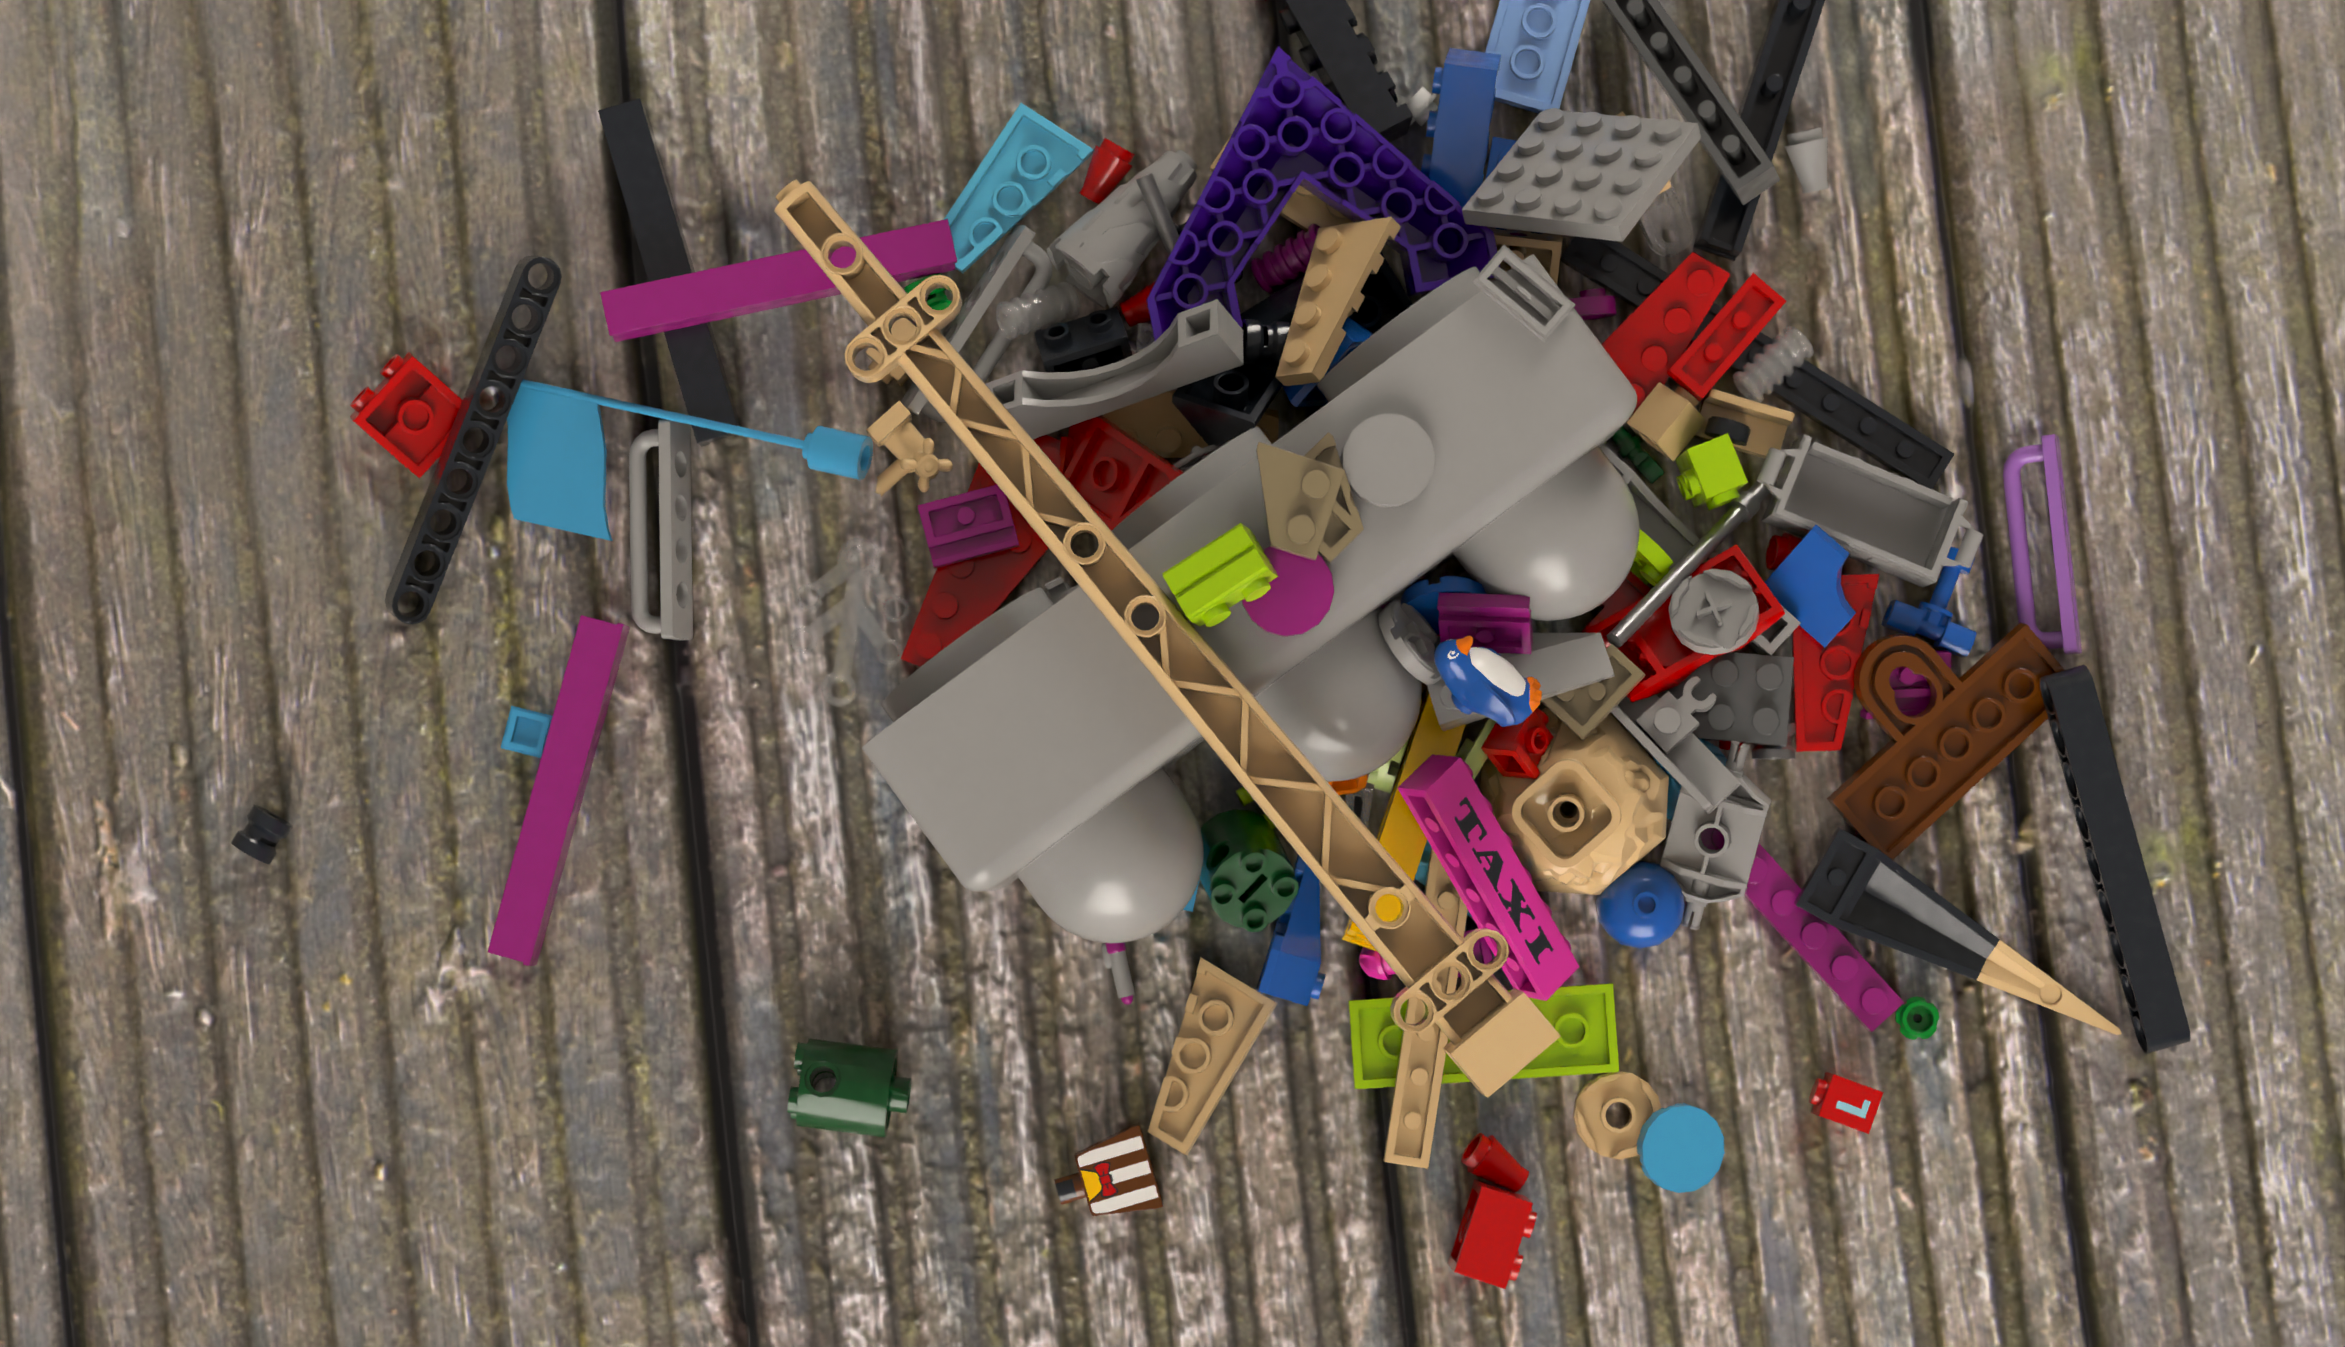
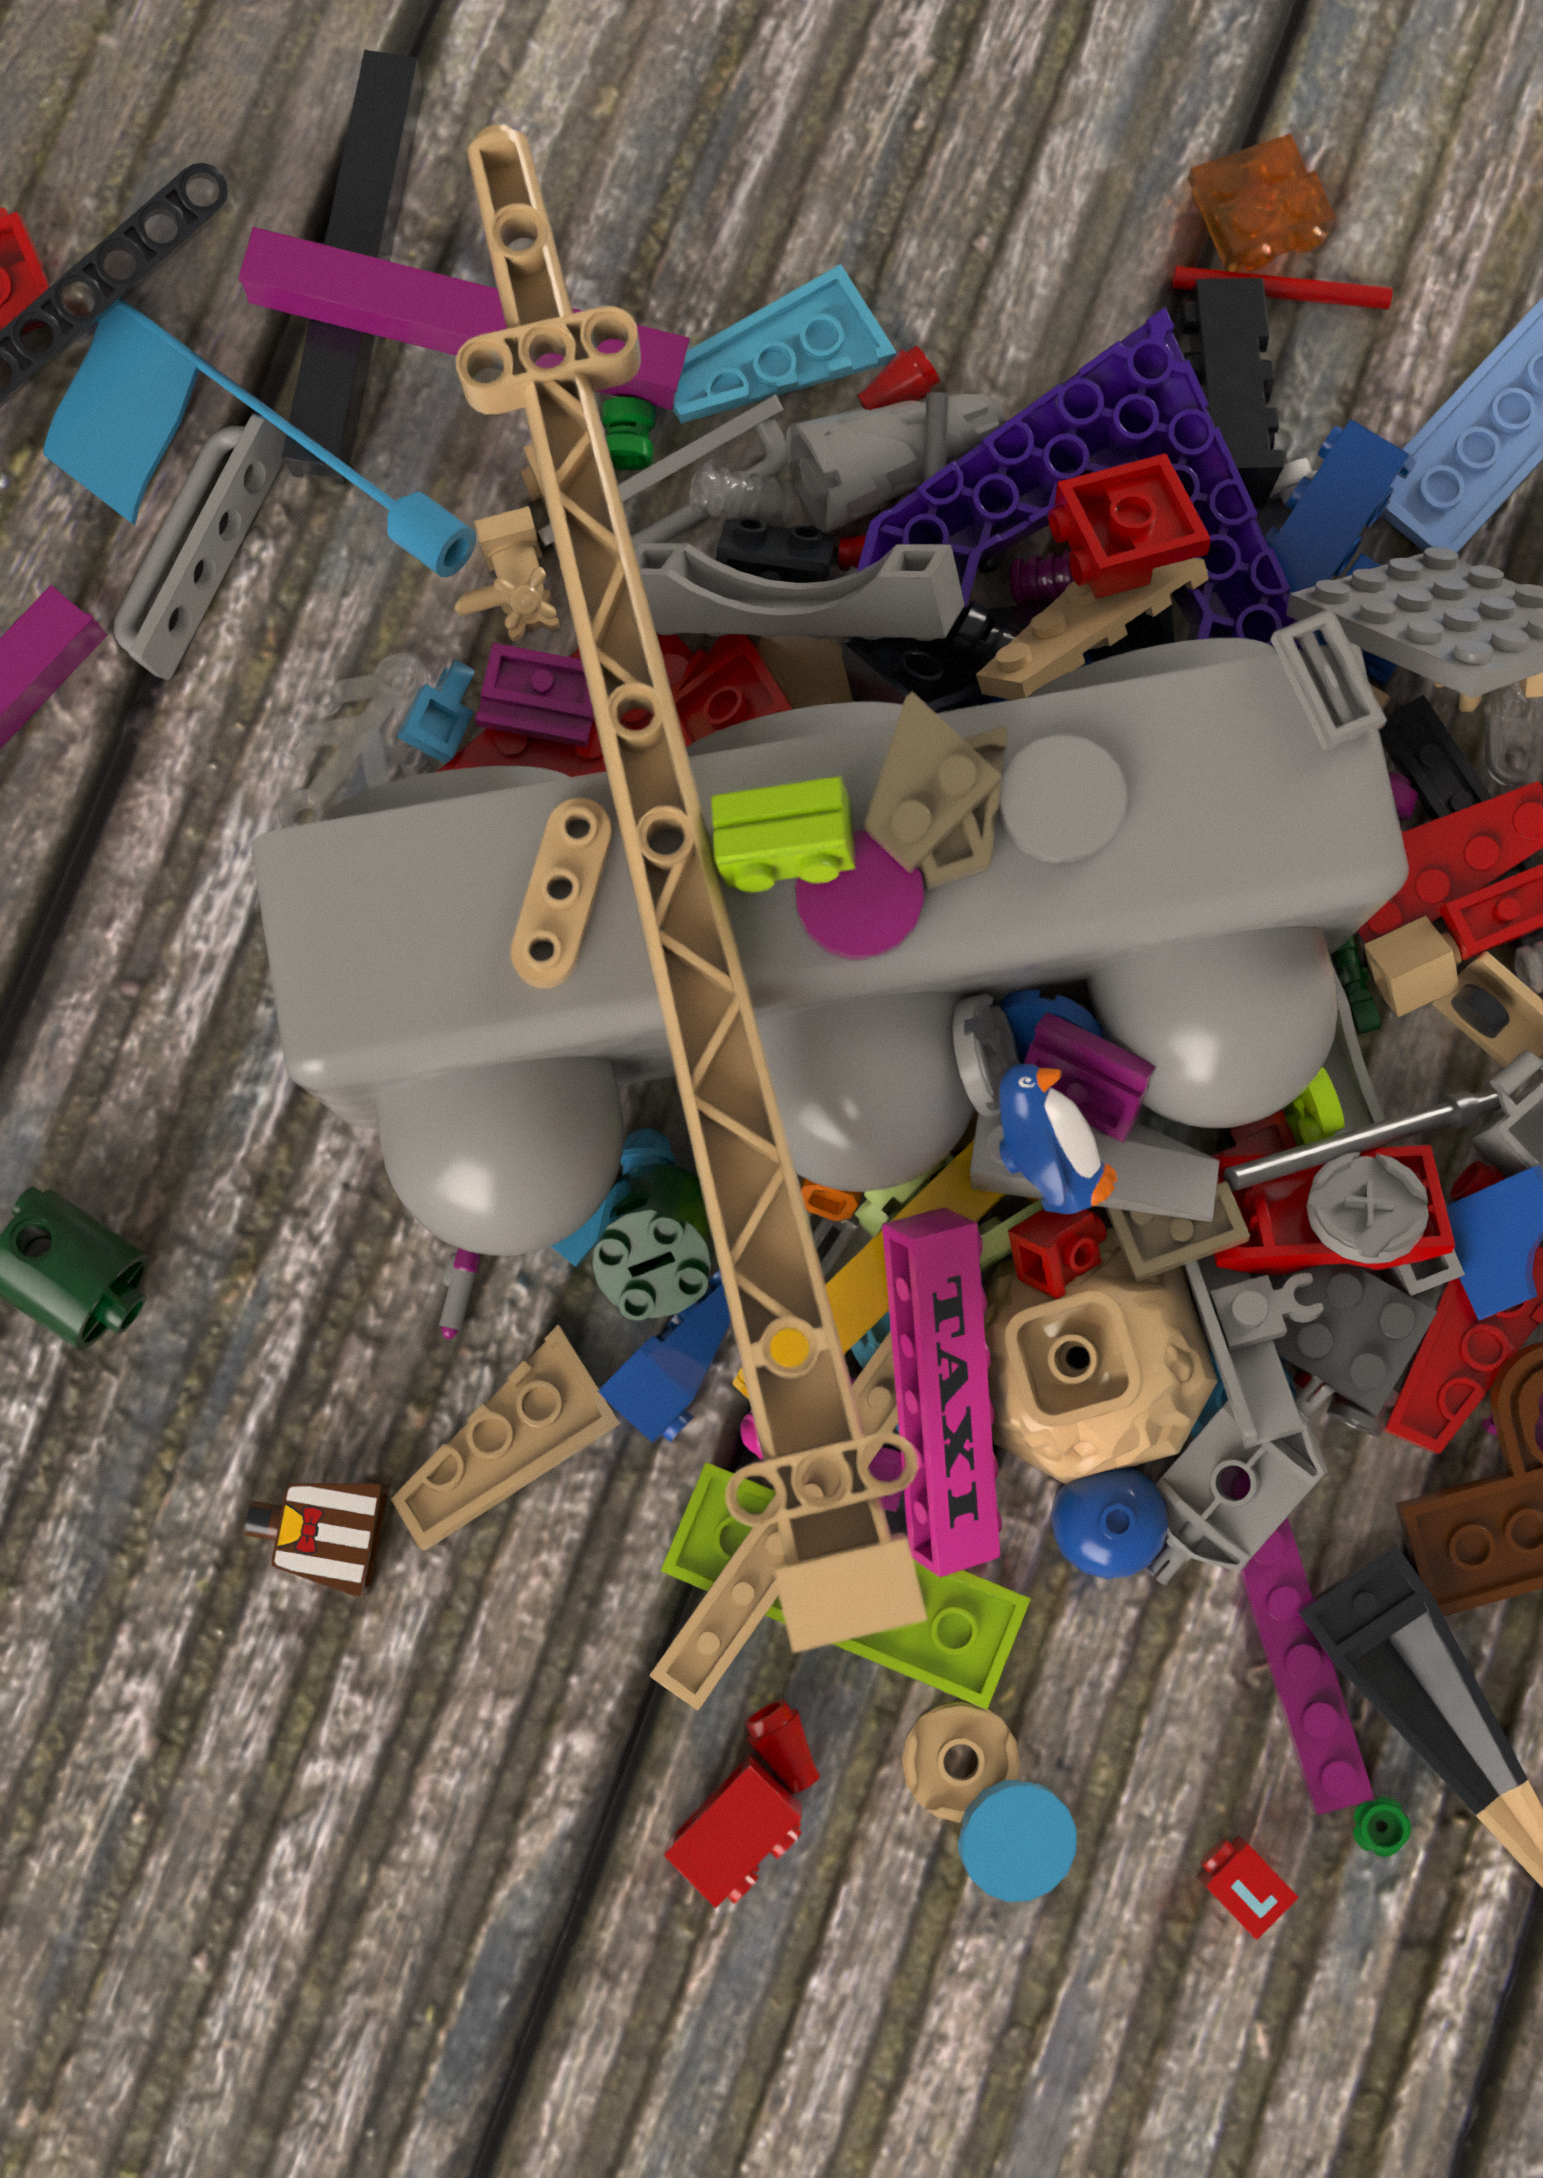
camera: 30 degrees right, 5 degrees down
(900, 575) = (436, 716): none -> dark azure plate
(1095, 705) = (565, 920): none -> tan plate
(1205, 805) = (646, 1148): none -> dark azure plate
(1327, 219) = (1126, 524): none -> red plate
(1710, 473) = (1438, 1048): lime brick -> none

